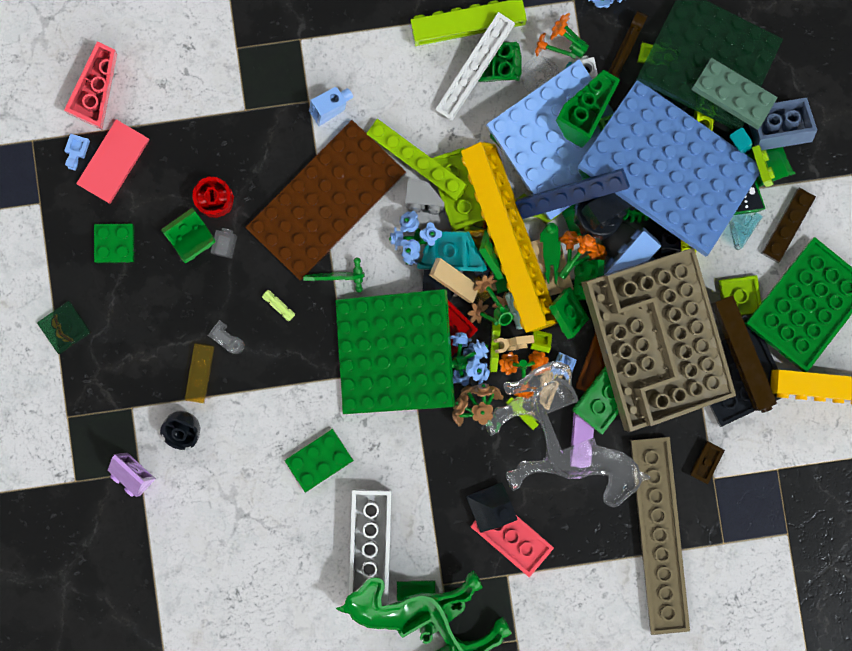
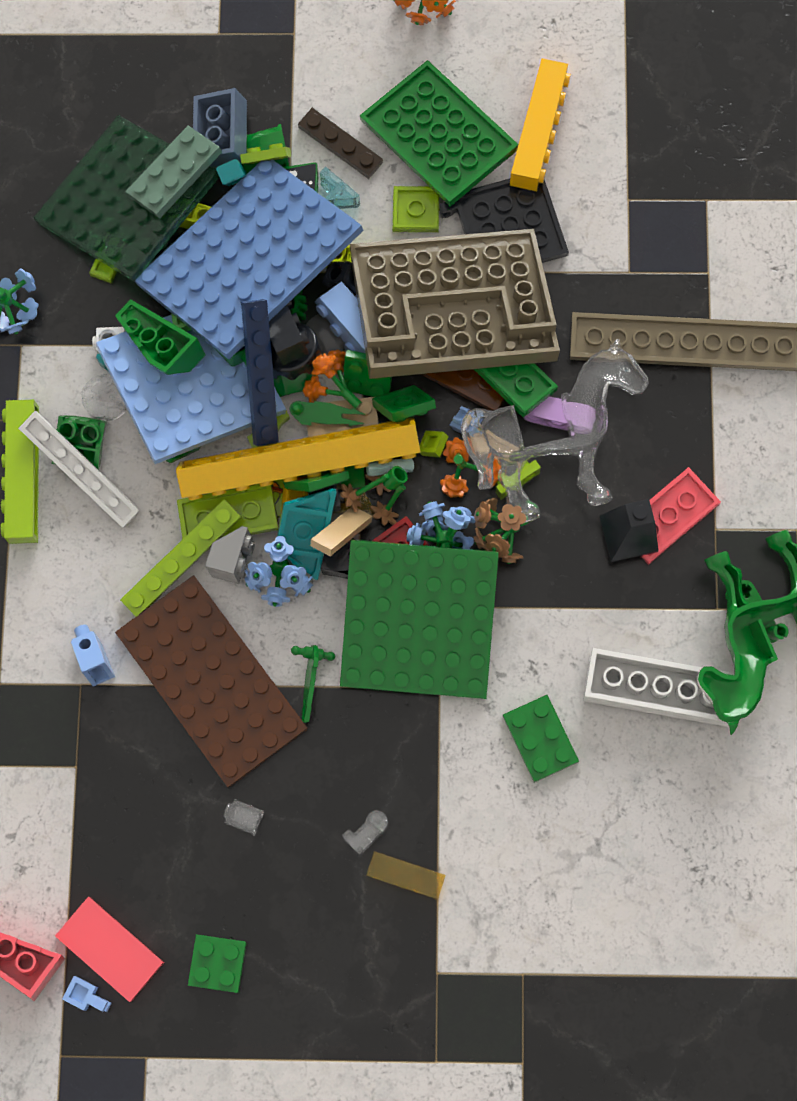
camera: 70 degrees left, 10 degrees down
(64, 327) = (316, 1048): clear green tile -> none
(130, 473) = (525, 983): lavender slope -> none
(180, 430) = (476, 906): black cylinder -> none
(189, 235) = (226, 859): green bracket -> none
(213, 197) = (181, 820): red brick -> none
(278, 305) = (334, 760): yellowish green axle -> none
(408, 588) = (717, 650): green tile -> none
(494, 357) = (419, 496): lime tile -> none
(514, 343) = (431, 477): tan plate -> none
(578, 46) = (80, 343): plant -> none
(627, 44) = (68, 276): dark brown piece -> none
(707, 462) = (609, 275): dark brown plate -> none
(744, 354) = (486, 211): dark brown brick -> none

